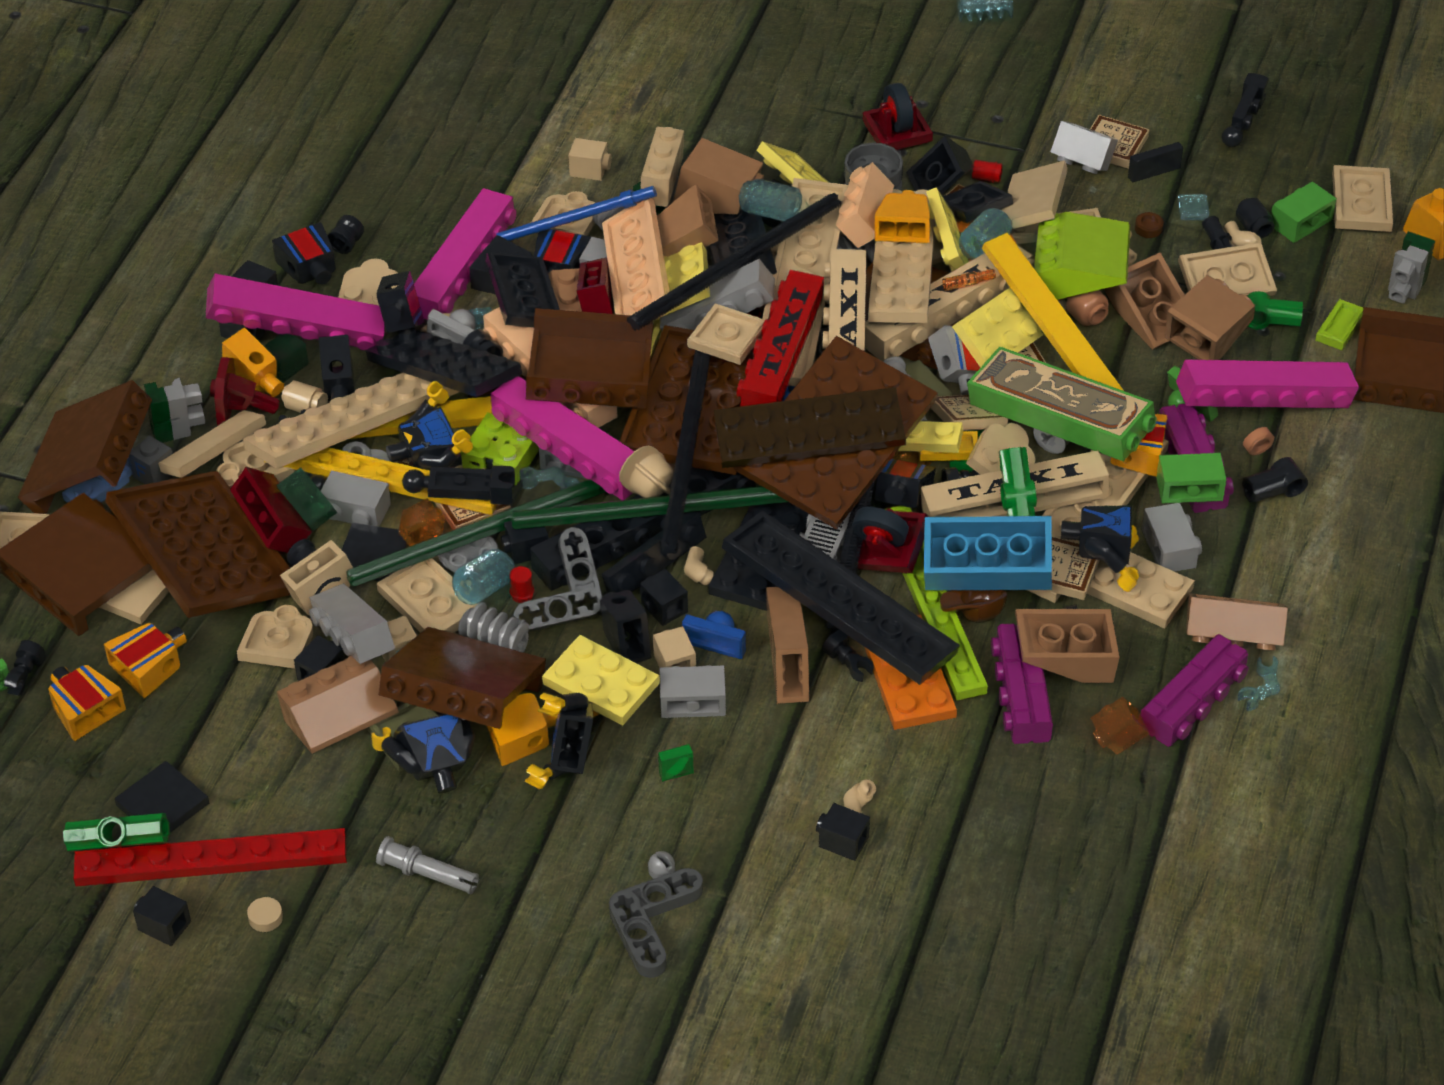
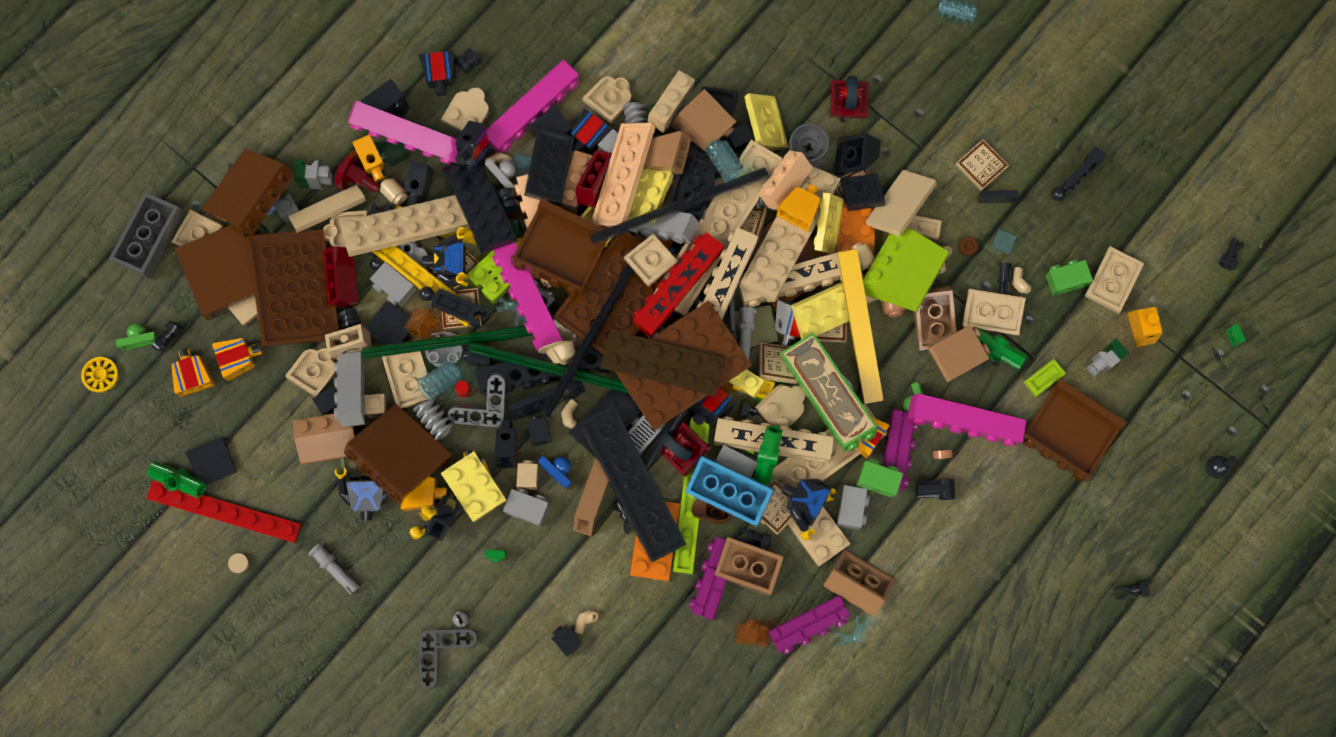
camera: 20 degrees right, 30 degrees up
(161, 915) = (182, 544): black brick -> none
(306, 499) = (361, 280): clear green plate -> none
(589, 159) = (642, 53): tan brick -> none
(626, 199) = (636, 121): blue bar -> none
(967, 279) = (813, 272): clear orange pin -> none
(985, 227) = (850, 232): clear light blue piece -> none
(987, 171) = (888, 161): red piece -> none
(1083, 146) = (956, 168): brick -> none
(1255, 217) = (1036, 270): black brick -> none

